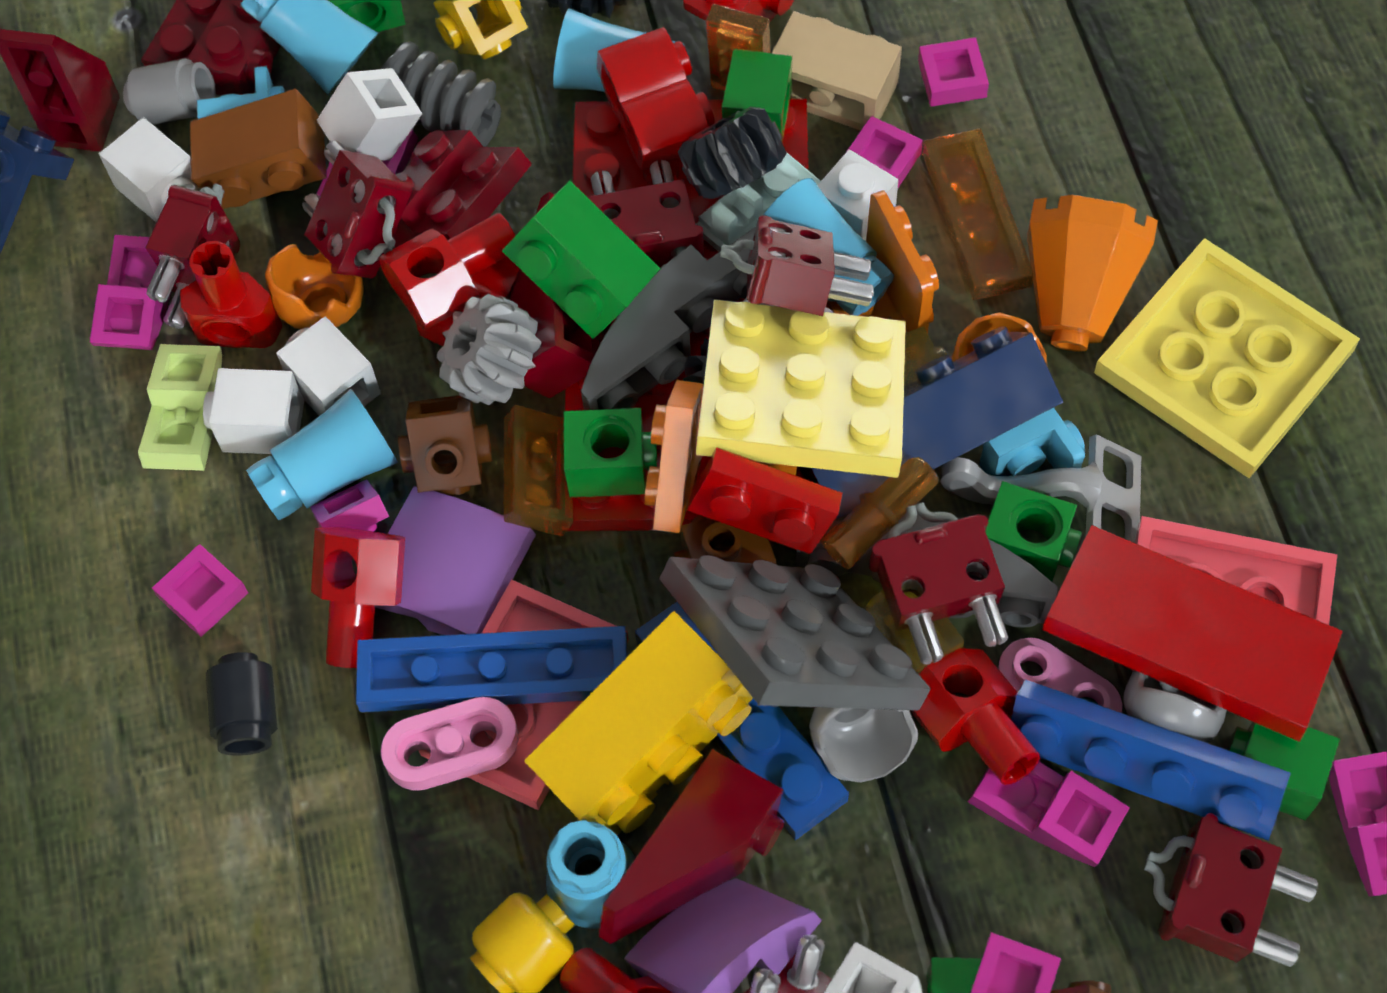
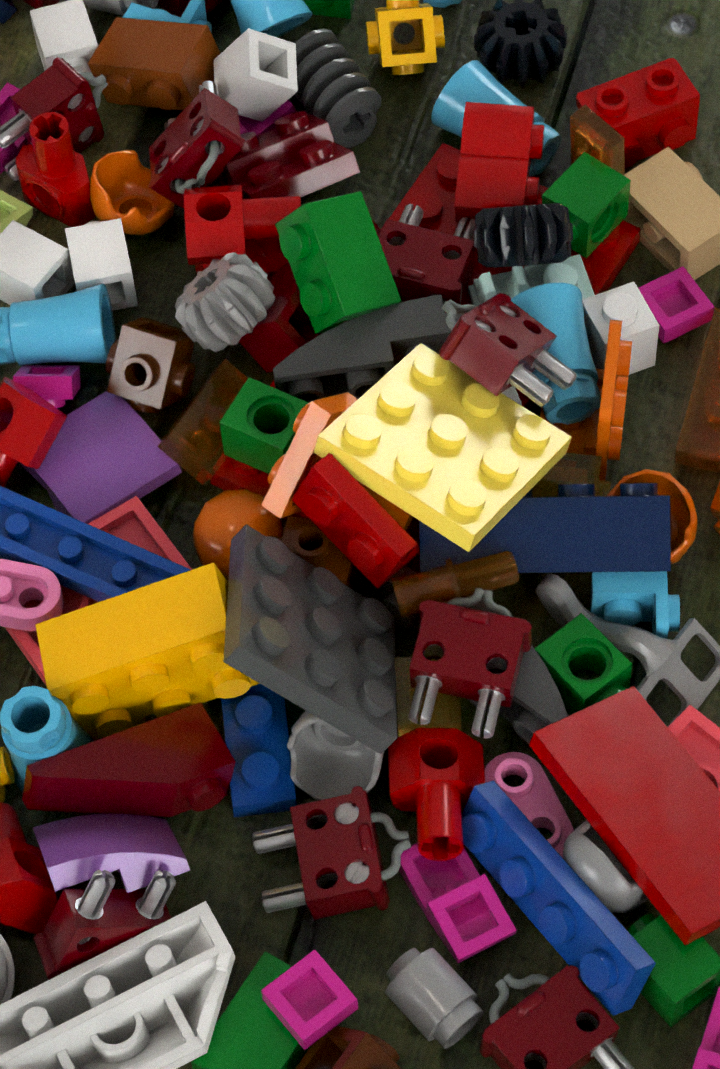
camera: 30 degrees right, 5 degrees down
(624, 567) = (224, 518): none -> orange hair
(928, 823) = (334, 850): none -> dark red piece
(1096, 911) = (433, 996): none -> light grey brick

